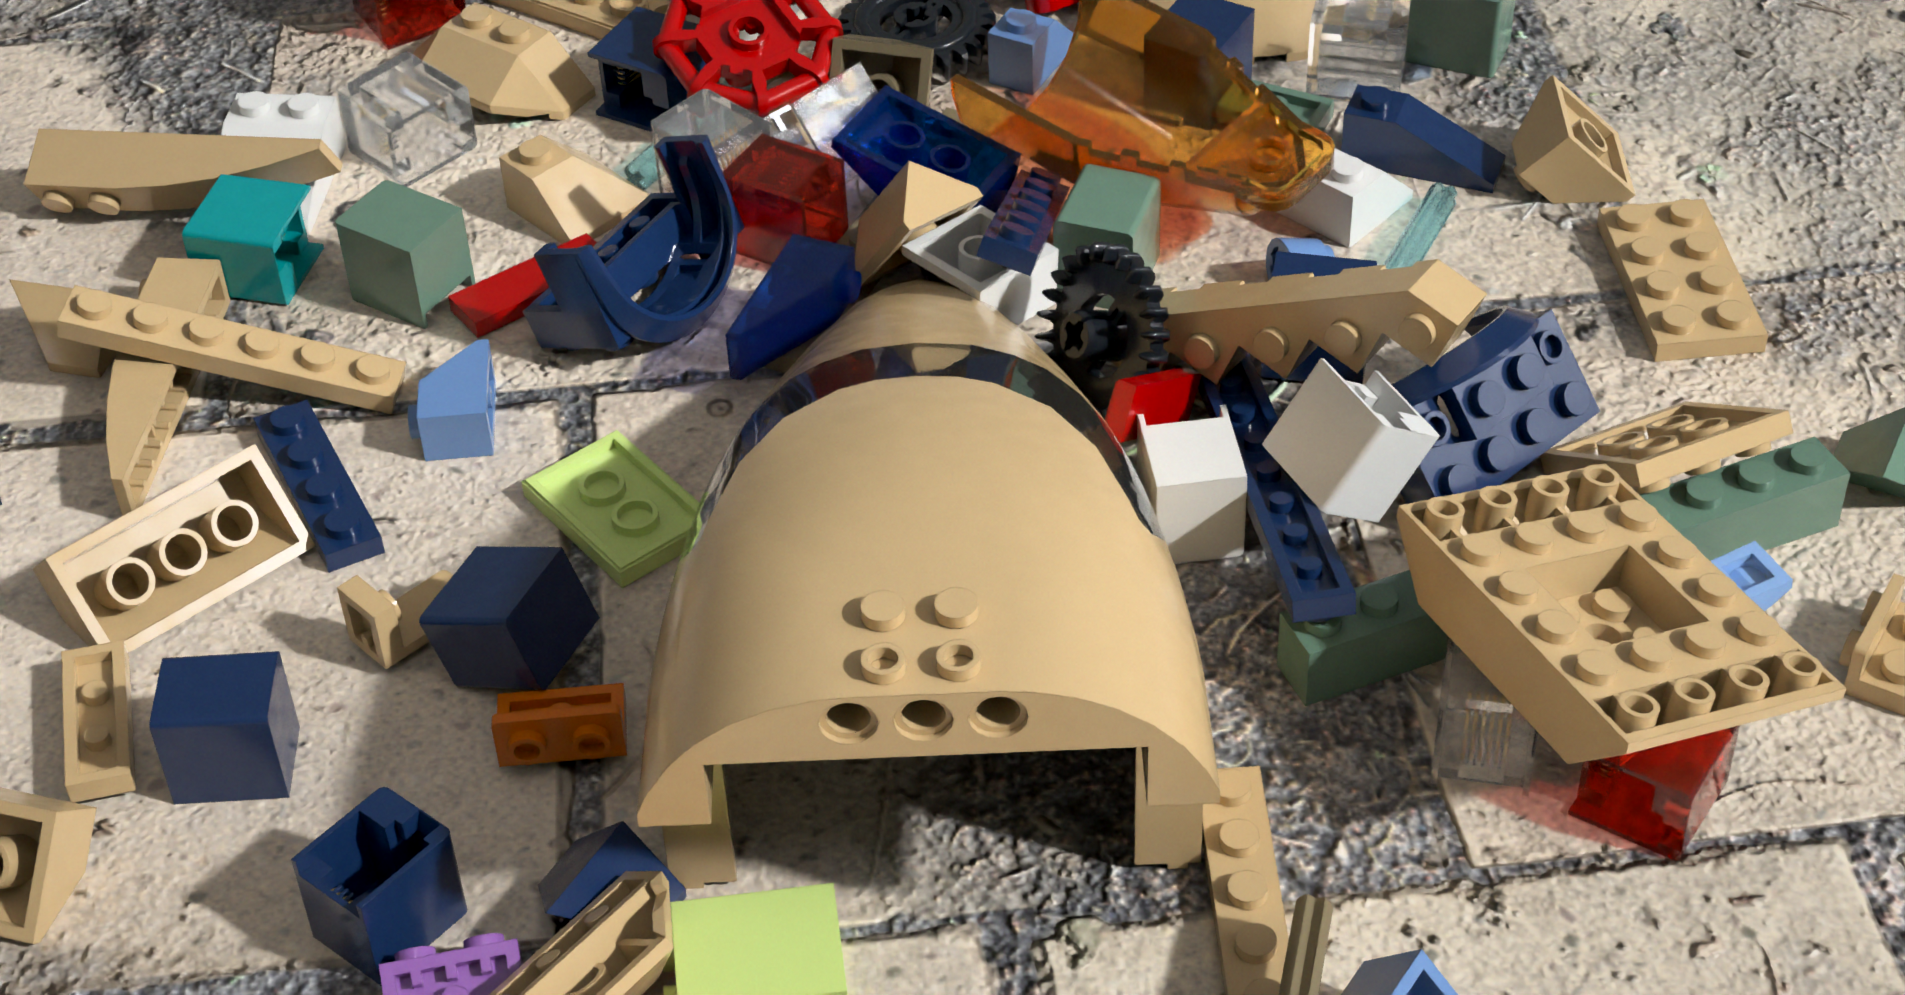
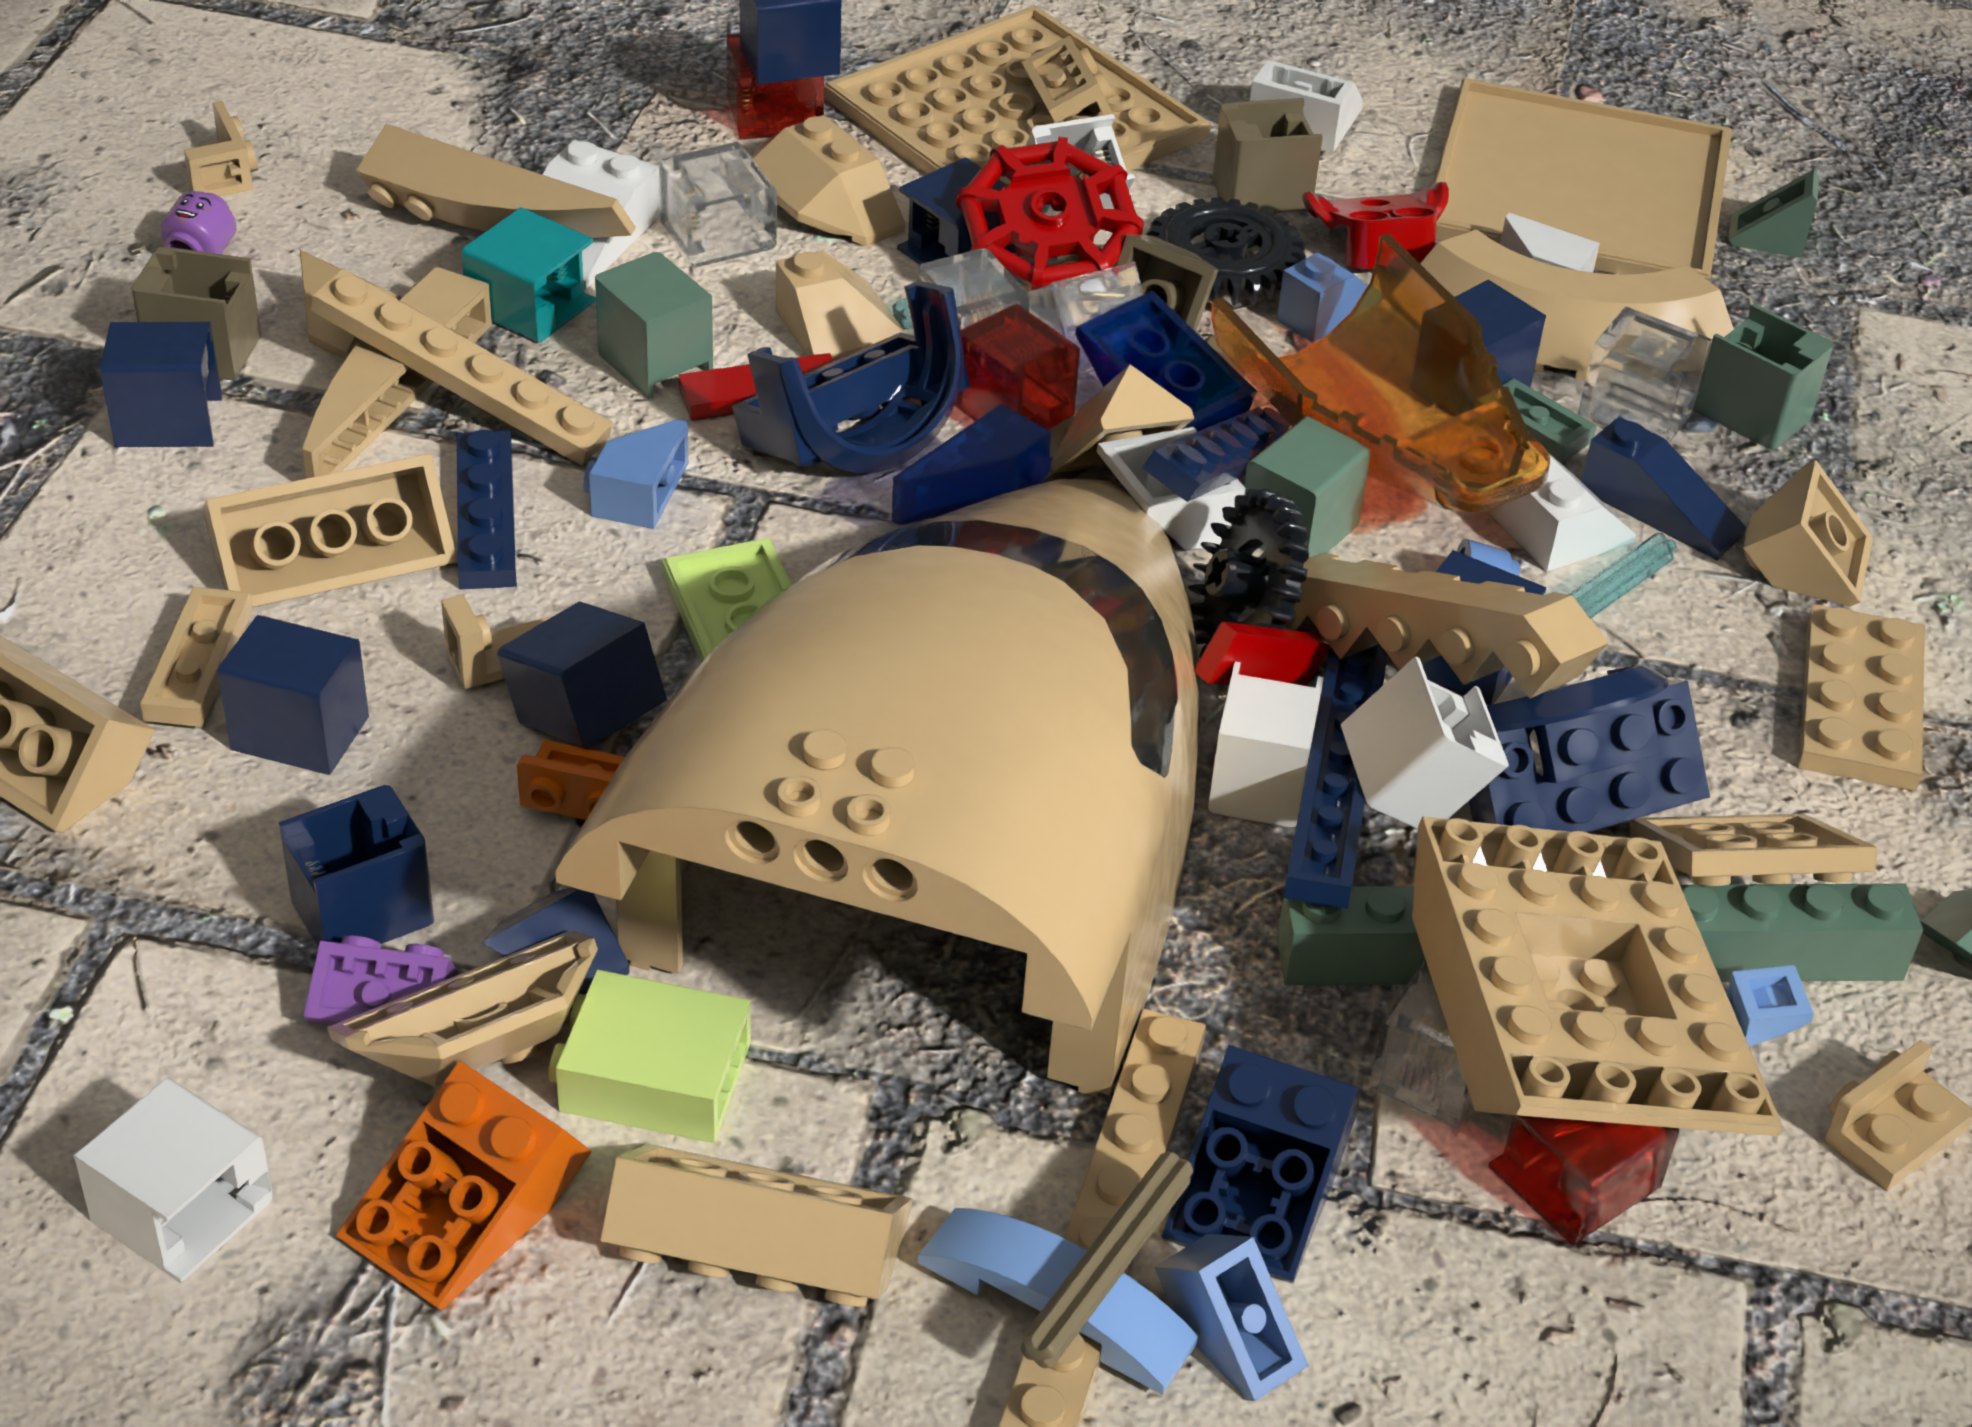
camera: 15 degrees right, 0 degrees up
(1382, 865) = (1265, 1158): none -> dark blue slope

